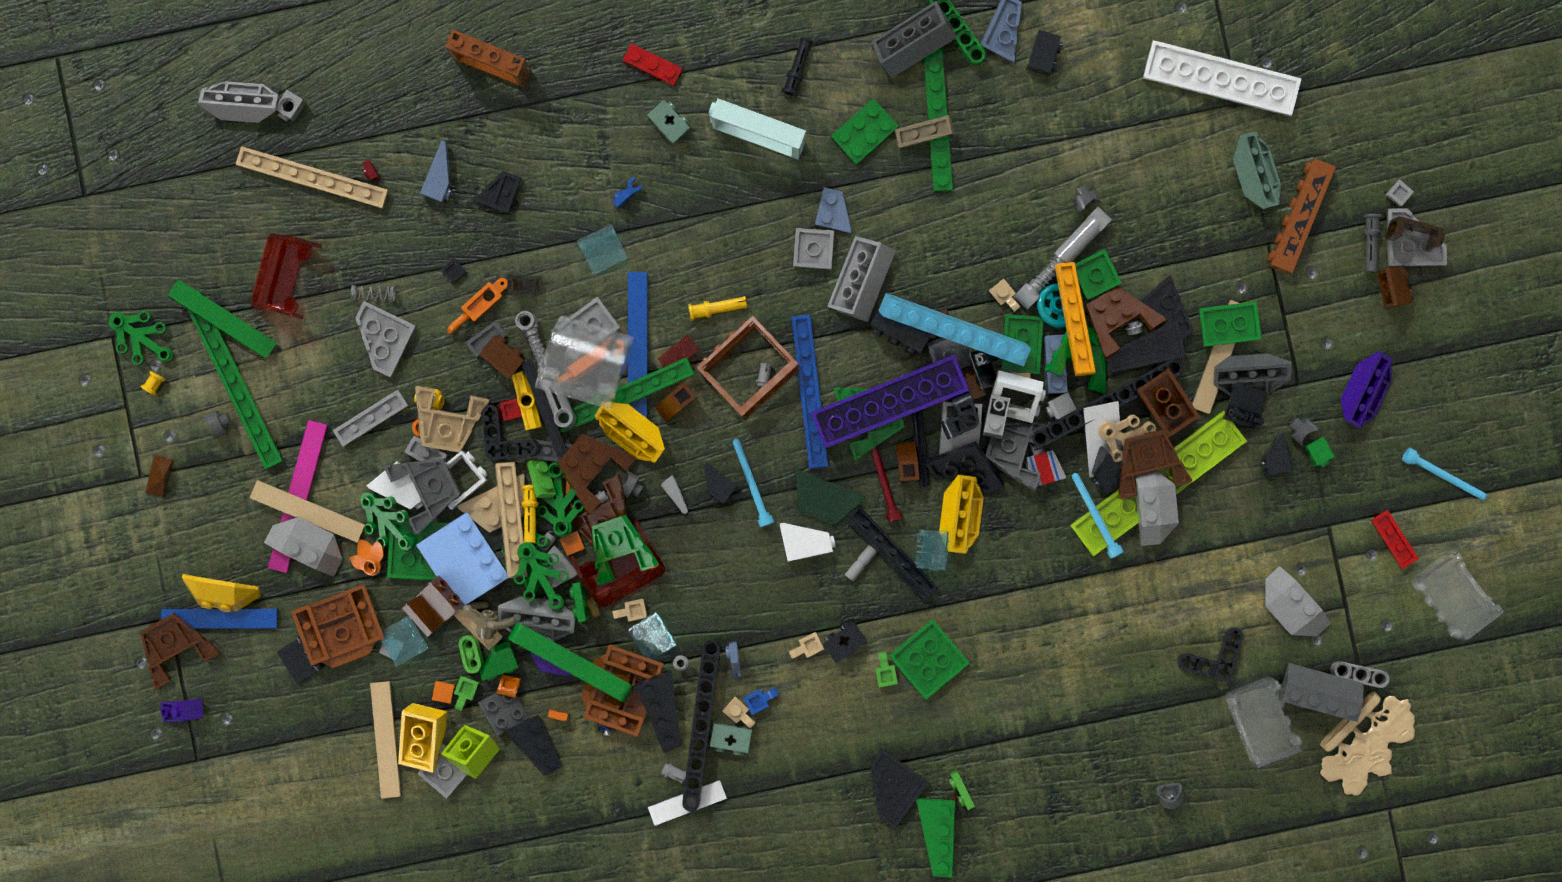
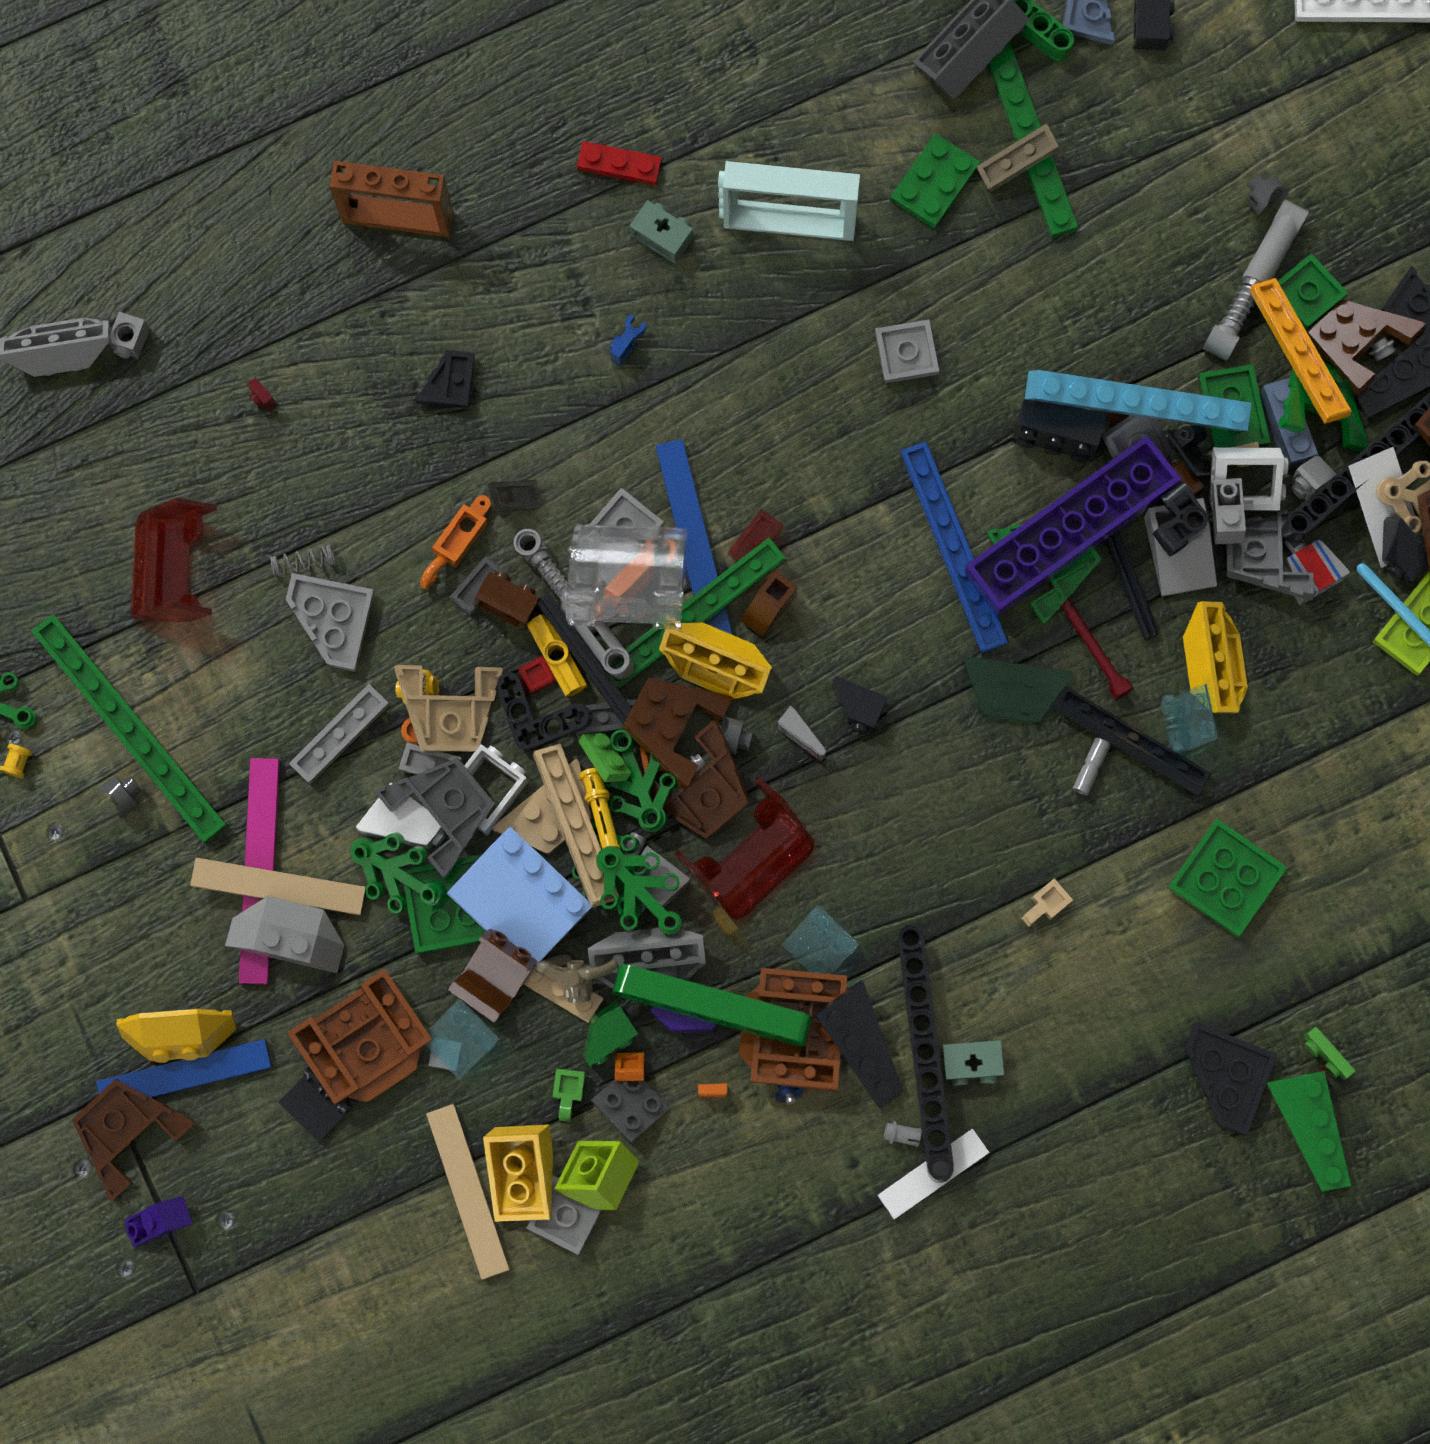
camera: 10 degrees left, 10 degrees down
(159, 476) = (52, 892): reddish brown slope -> none
(222, 319) = (96, 646): green tile -> none
(312, 177) = (180, 424): tan plate -> none
(366, 555) = (378, 929): orange plate -> none
(438, 180) = (358, 388): sand blue slope -> none
(443, 692) = (536, 1100): orange tile -> none
(453, 271) = (409, 504): black tile -> none
(470, 654) = (562, 1035): bright green plate -> none
(535, 743) = (687, 1138): black wing -> none
(572, 543) = (670, 840): orange tile -> none
(581, 608) = (701, 905): green plate -> none
(602, 249) = (612, 423): clear light blue hinge -> none
(616, 539) = (734, 812): green wing -> none
(633, 610) = (783, 912): tan plate -> none
(677, 666) = (876, 964): light grey pin -> none
(707, 309) = (782, 467): yellow pin -> none
(733, 655) = (944, 936): sand blue wing -> none
(737, 710) = (970, 1022): tan plate -> none
(758, 700) = (998, 998): blue plate -> none
(764, 374) = (884, 541): light grey pin -> none
(764, 517) = (937, 736): medium azure piece -> none
(769, 388) = (895, 554): dark orange window -> none
(794, 78) = (819, 129): black pin -> none
(805, 542) = (1003, 754): white slope -> none
(833, 211) = (920, 296): sand blue wing -> none
(855, 640) = (1114, 874): black brick -> none
(861, 278) = (984, 374): light grey slope -> none
(886, 673) = (1171, 914): bright green plate -> none
(907, 461) = (1119, 609): reddish brown slope -> none
(966, 461) = (1208, 581): black plate -> none
(1003, 294) = (1188, 349): tan plate -> none
(1044, 312) = (1254, 356): teal plate -> none

